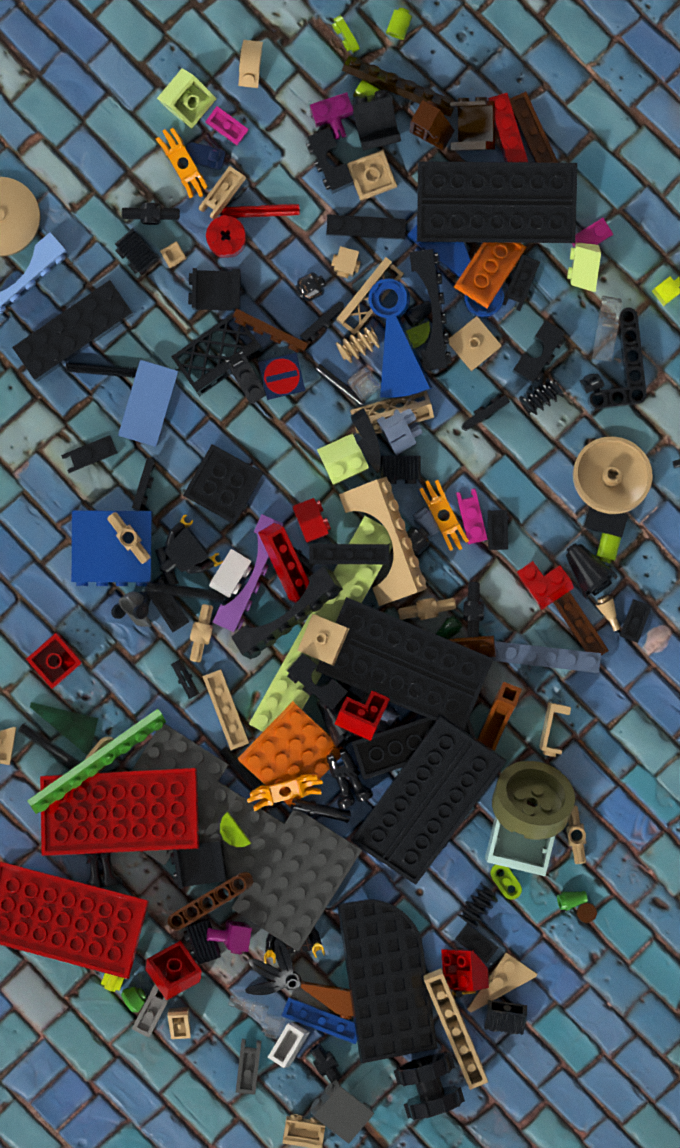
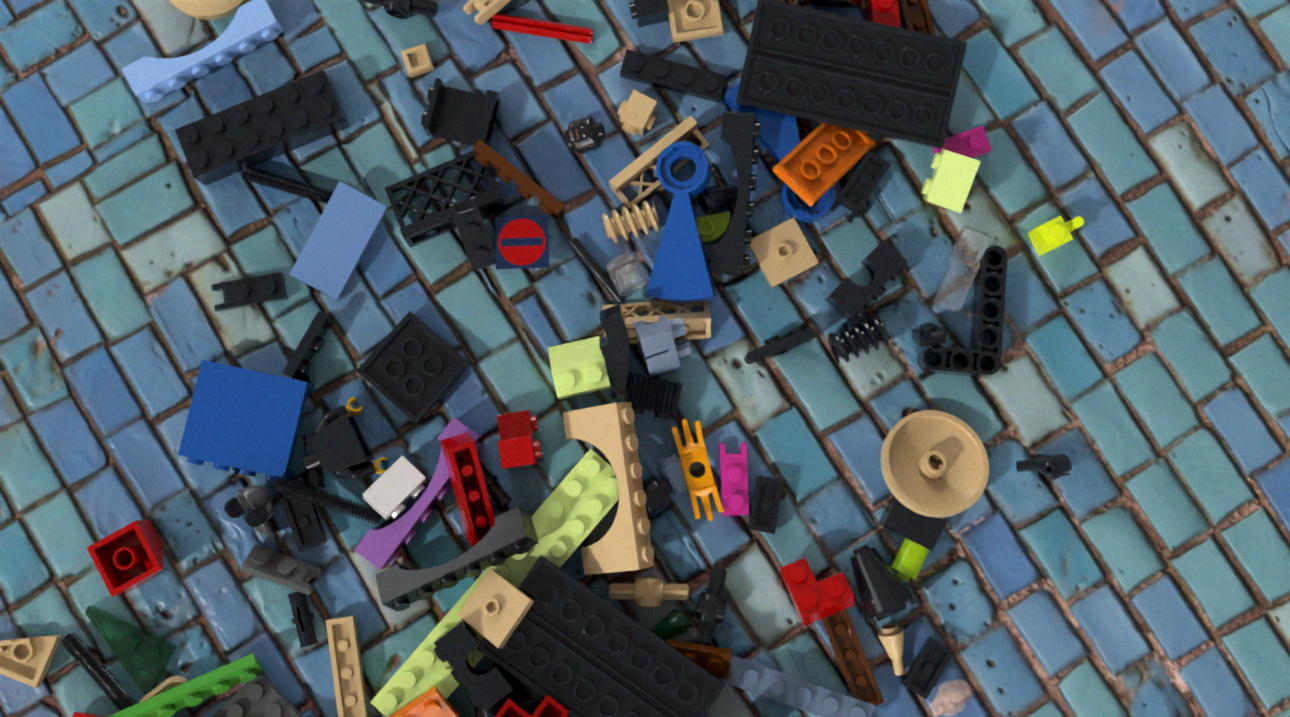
camera: 10 degrees right, 5 degrees down
(121, 529) = (258, 400): tan axle -> none
(137, 252) = (370, 45): black brick -> none
(162, 647) = (280, 569): none -> dark grey hinge
(201, 633) = (338, 560): tan axle -> none
(225, 225) = (485, 35): red brick -> none
(324, 321) = (592, 183): black hinge -> none
(349, 554) = (557, 496): black plate -> none

